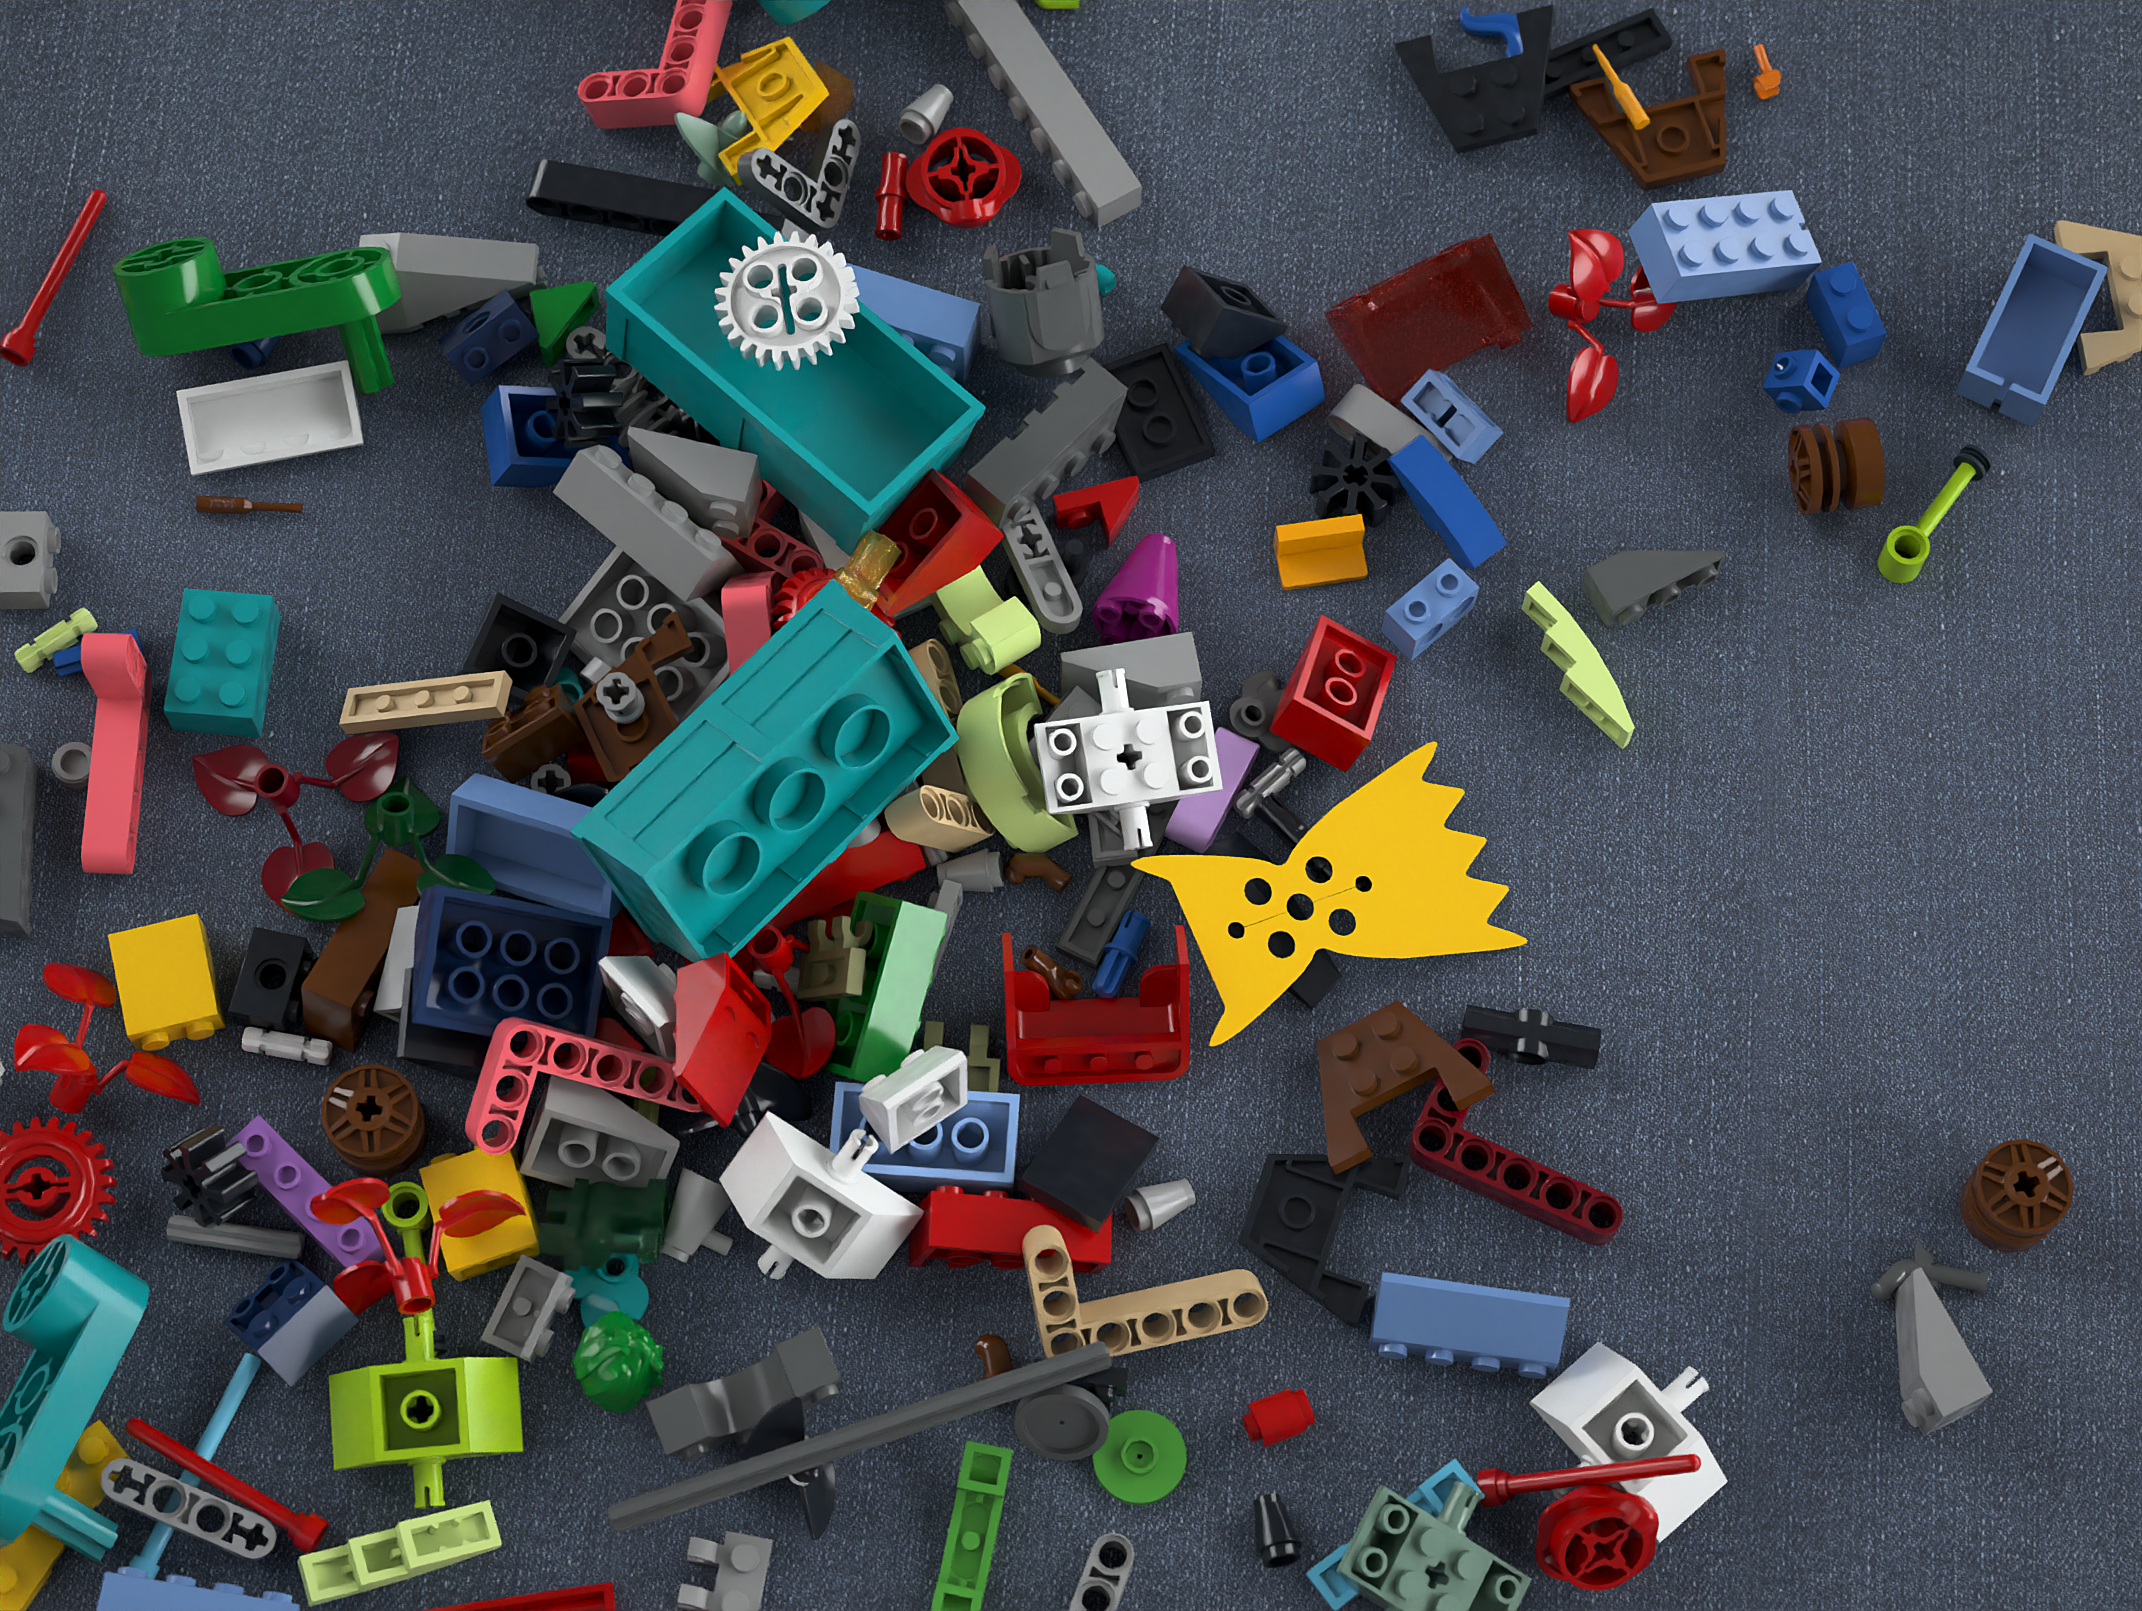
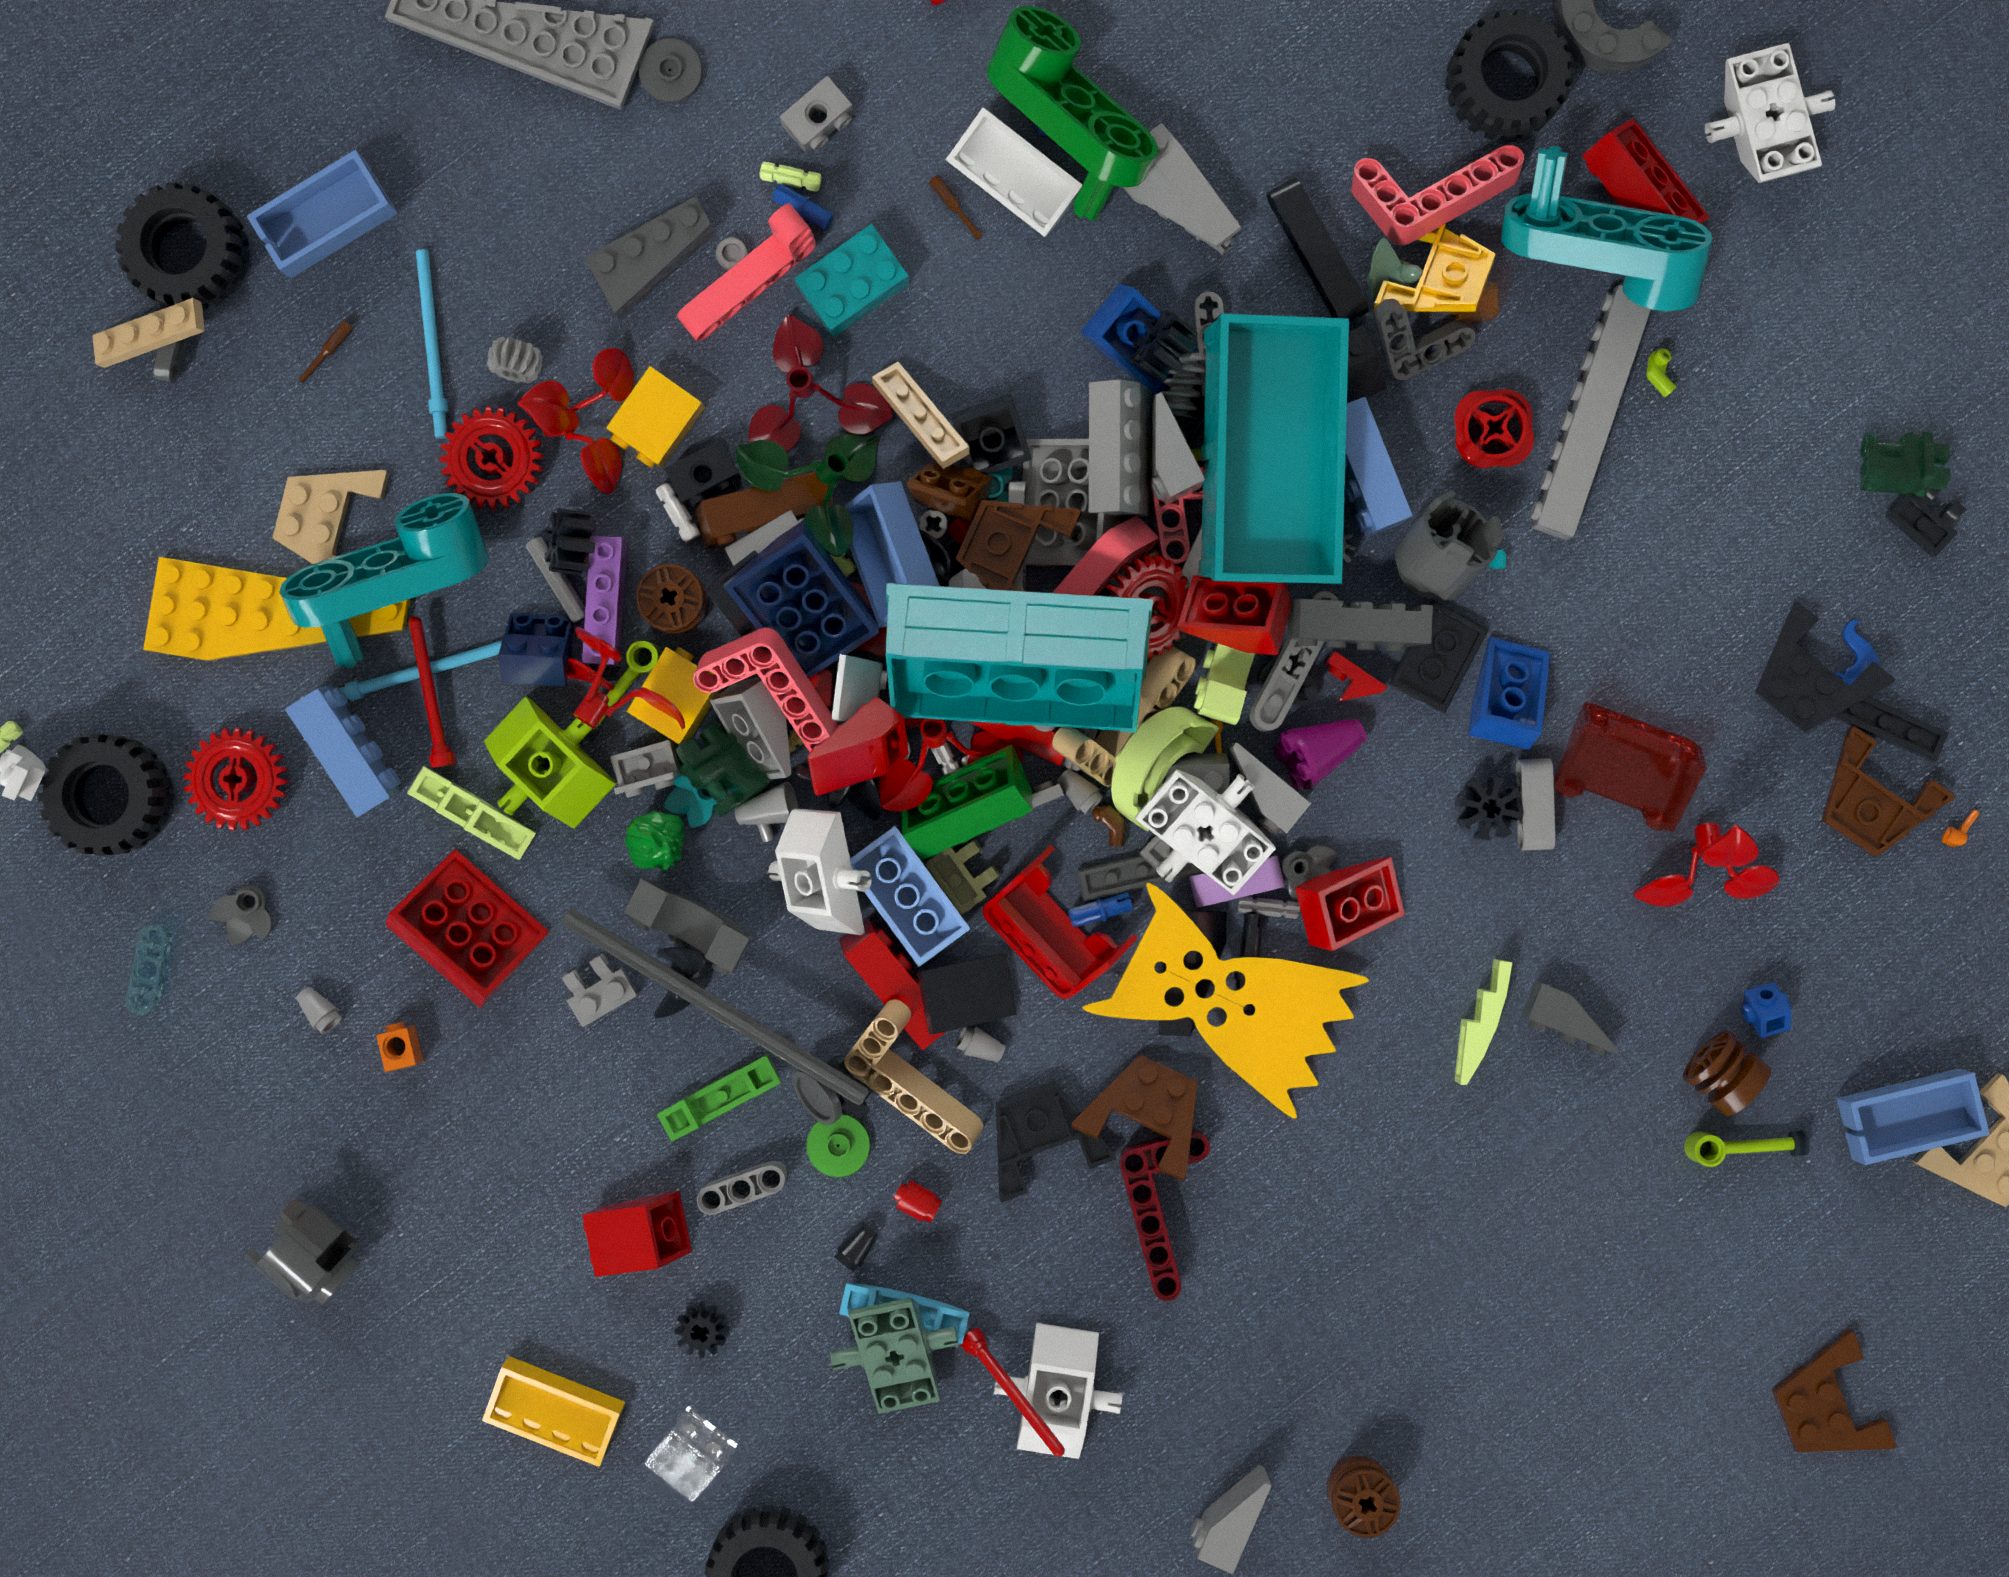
camera: 50 degrees right, 20 degrees up
(191, 1503) = (395, 689): light grey beam -> none
(488, 337) = (1162, 251): dark blue brick -> none
(559, 313) = (1212, 275): green slope -> none
(630, 705) = (1013, 525): light grey bush -> none
(827, 293) = (1327, 439): white gear -> none
(836, 964) = (953, 771): olive plate -> none
(867, 568) = (1176, 598): clear yellow piece -> none
(891, 196) = (1448, 396): red pin -> none
(916, 1095) = (915, 878): white slope -> none
(925, 115) = (1517, 370): light grey cone -> none
(995, 1355) = (823, 1033): reddish brown arm -> none
(1060, 982) = (1060, 883): reddish brown arm -> none
(1219, 314) = (1529, 649): black slope -> none
(1320, 552) = (1430, 824): light orange panel -> none
(1429, 609) = (1446, 913): medium blue brick -> none
(1446, 503) = (1518, 872): blue slope -> none
(1451, 416) = (1576, 831): medium blue brick -> none
(1468, 1324) = (1047, 1262): medium blue slope -> none
(1532, 1036) = (1239, 1166): black piece -> none
(1596, 1537) = (987, 1420): red piece -> none
(1623, 94) = (1873, 762): light orange piece -> none
(1724, 246) = (1816, 903): medium blue piece -> none
(1845, 314) = (1833, 1001): blue brick -> none
(1934, 1272) = (1283, 1478): dark grey piece -> none

